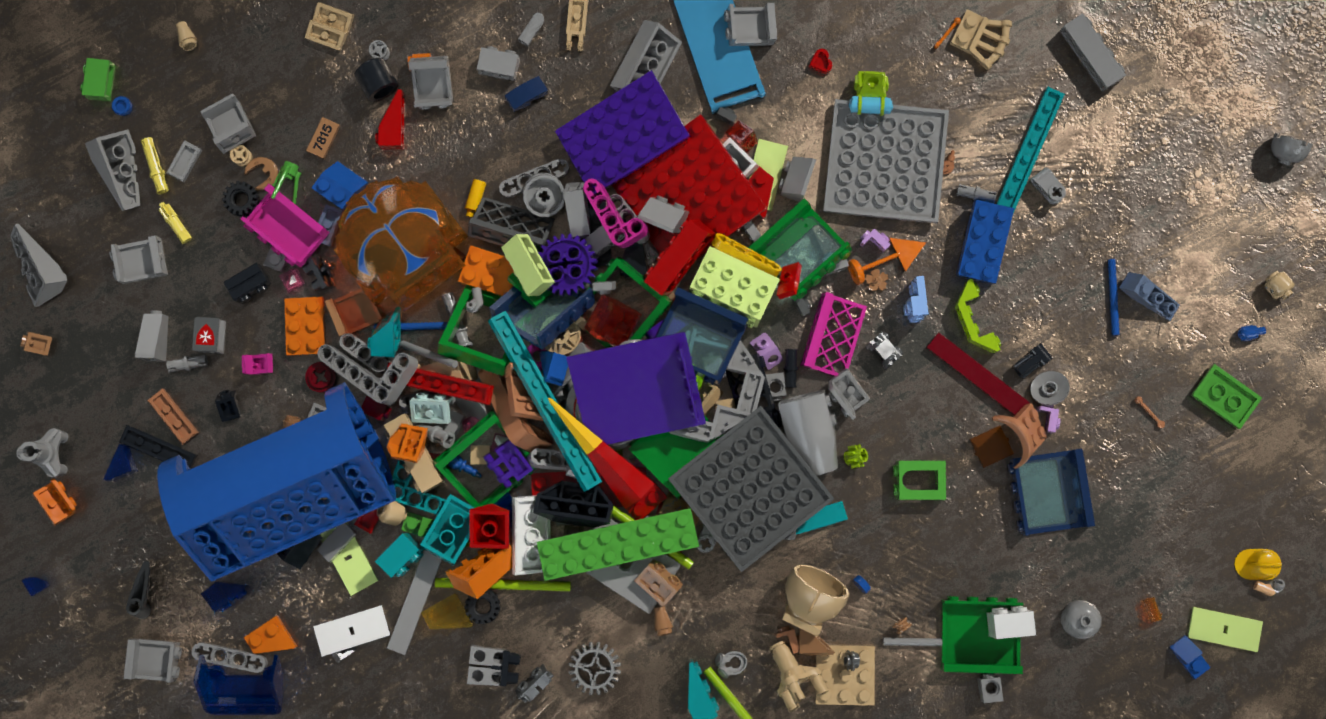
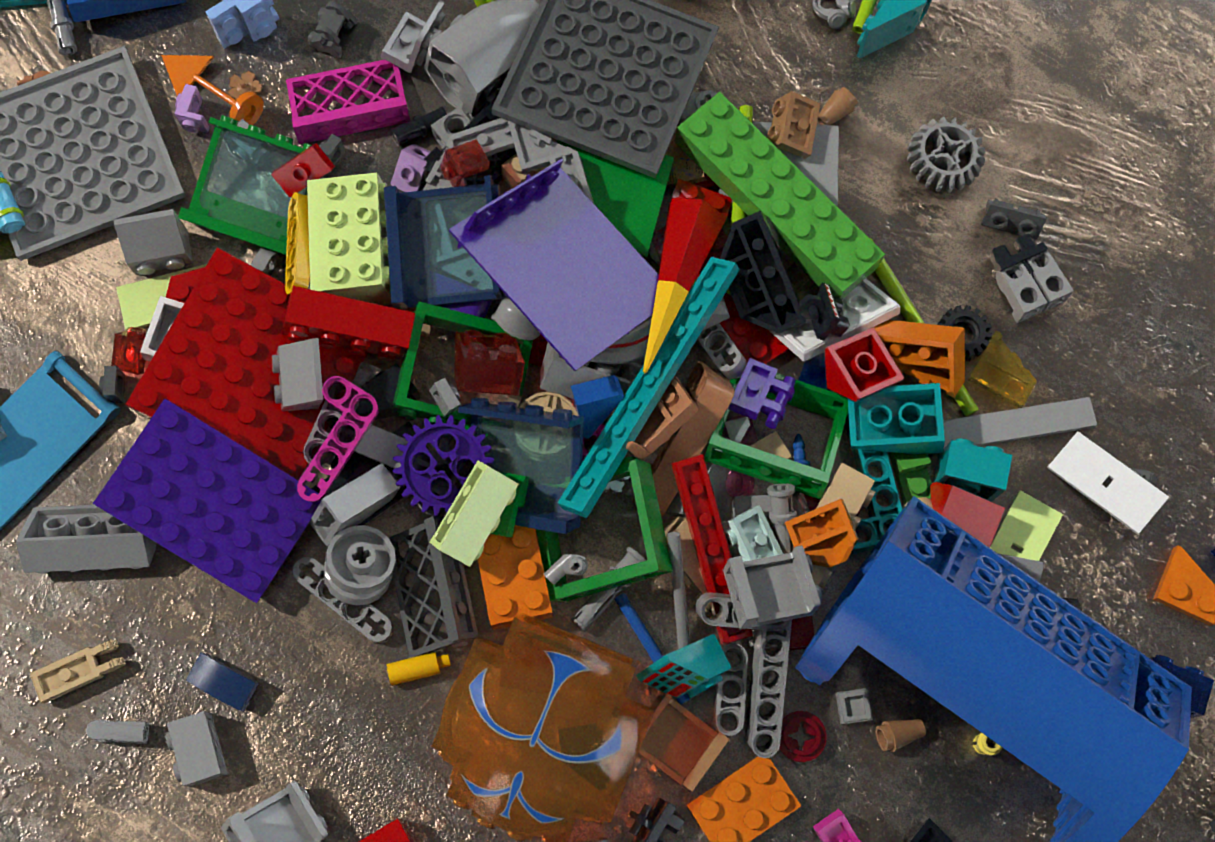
camera: 130 degrees left, 10 degrees down
(378, 534) = (967, 511): none -> red slope
(394, 398) = (772, 588): none -> light grey panel
(533, 523) = (824, 313): none -> black hips
(739, 373) = (463, 162): none -> clear red bracket

